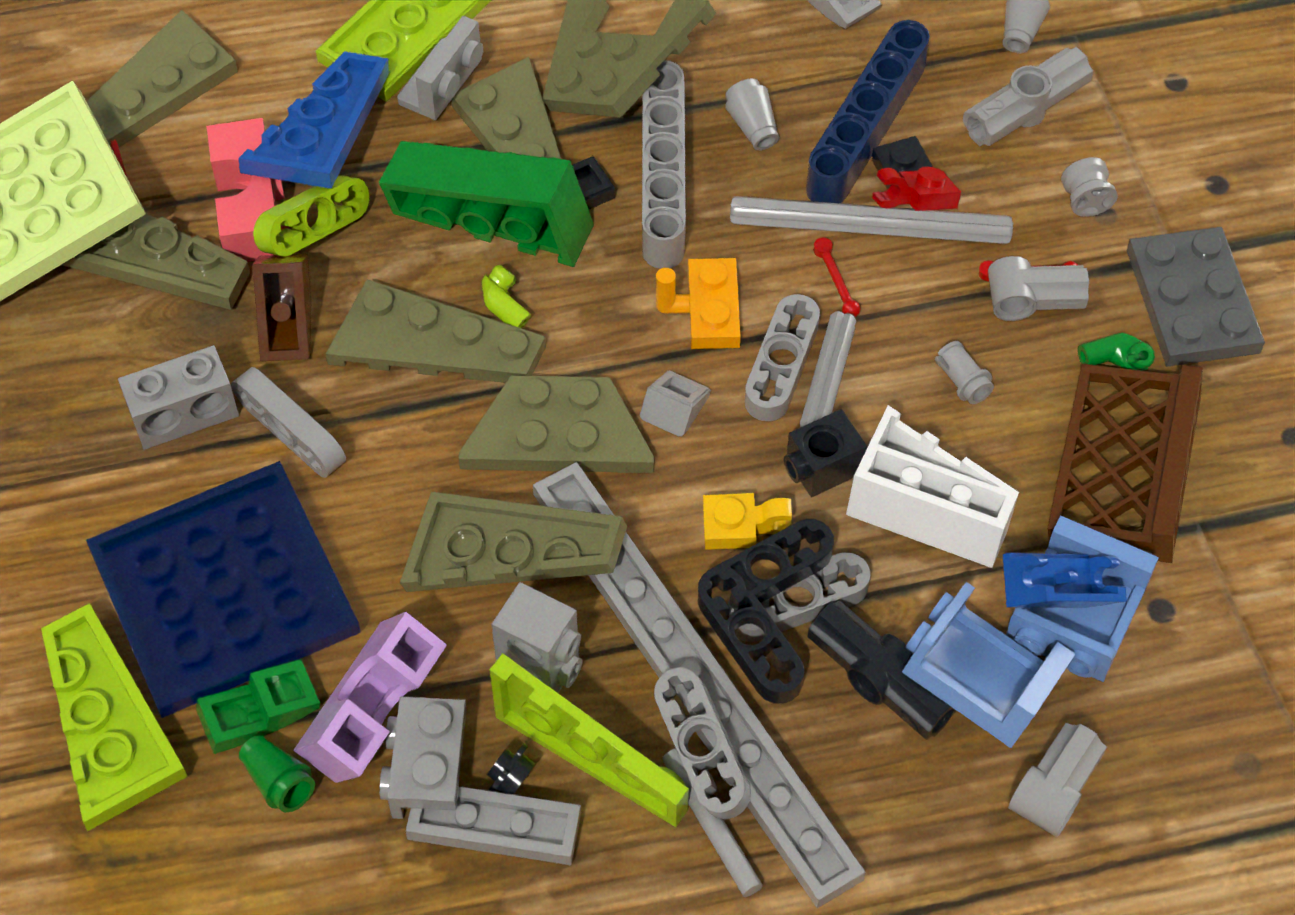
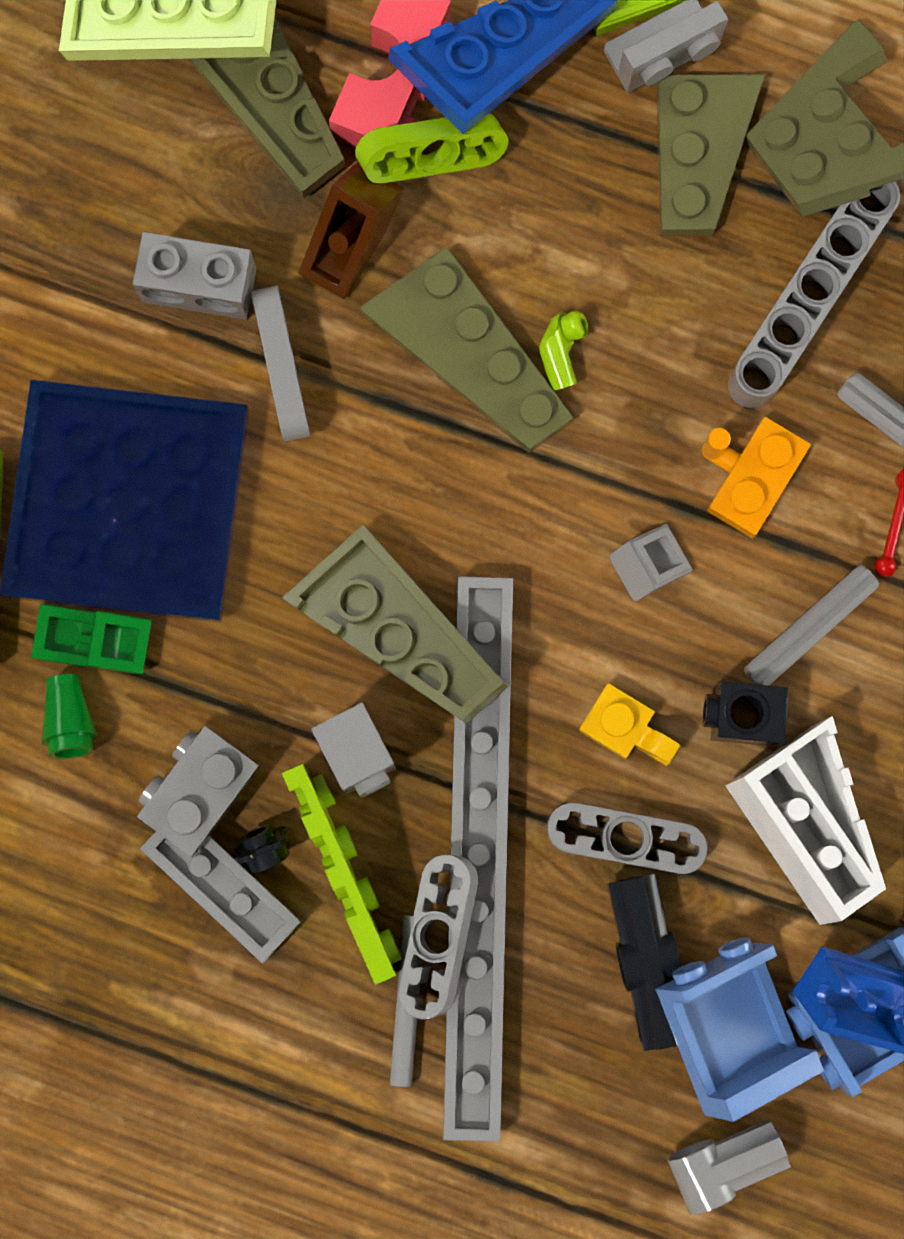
camera: 30 degrees right, 25 degrees up
(351, 721) = (146, 719): lavender arch -> none
(491, 196) = (617, 226): green wedge -> none
(553, 424) = (524, 521): olive wing -> none
(593, 182) = (722, 262): black tile -> none
(751, 591) = (581, 815): black beam -> none
(785, 375) = (804, 544): light grey beam -> none

